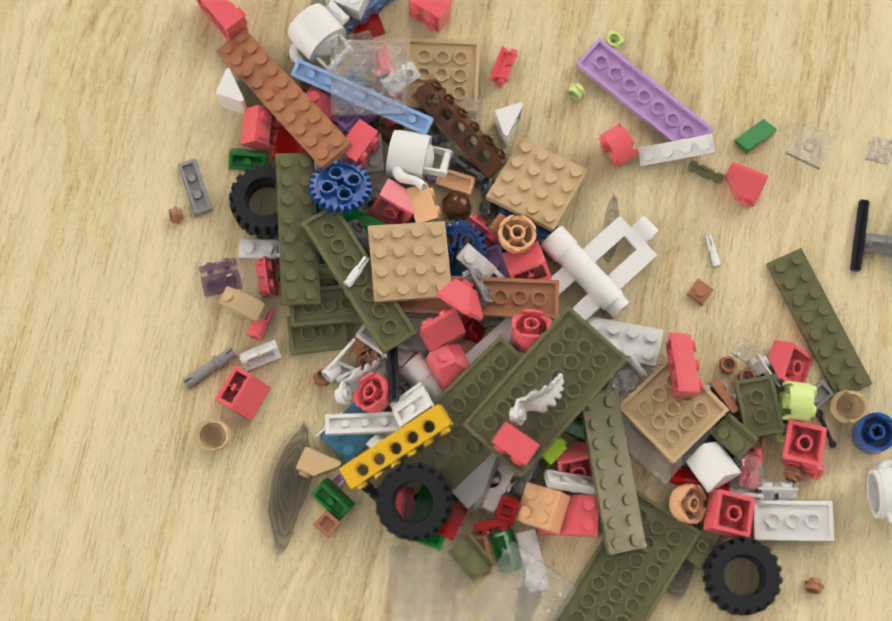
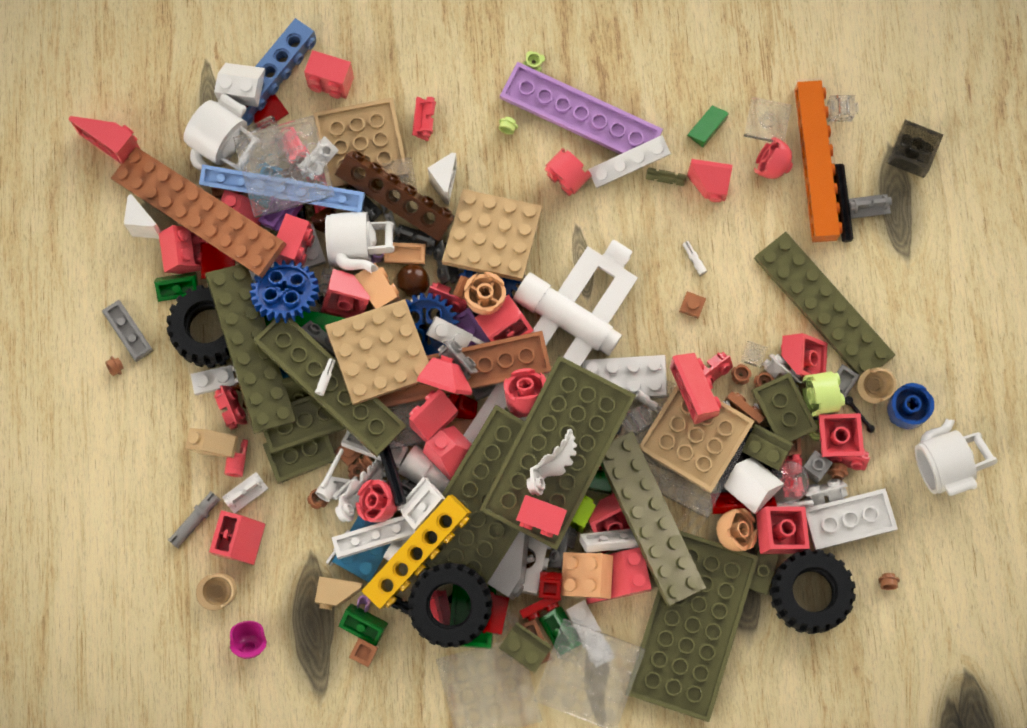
camera: 15 degrees left, 0 degrees up
(216, 283) = (178, 427): plate -> none
(228, 485) = (247, 639): none -> dark pink helmet
(710, 352) = (719, 365): none -> coral hinge
(775, 465) = (817, 466): none -> light grey brick
(807, 181) = (774, 159): none -> coral cylinder
(845, 193) = (817, 161): none -> orange brick

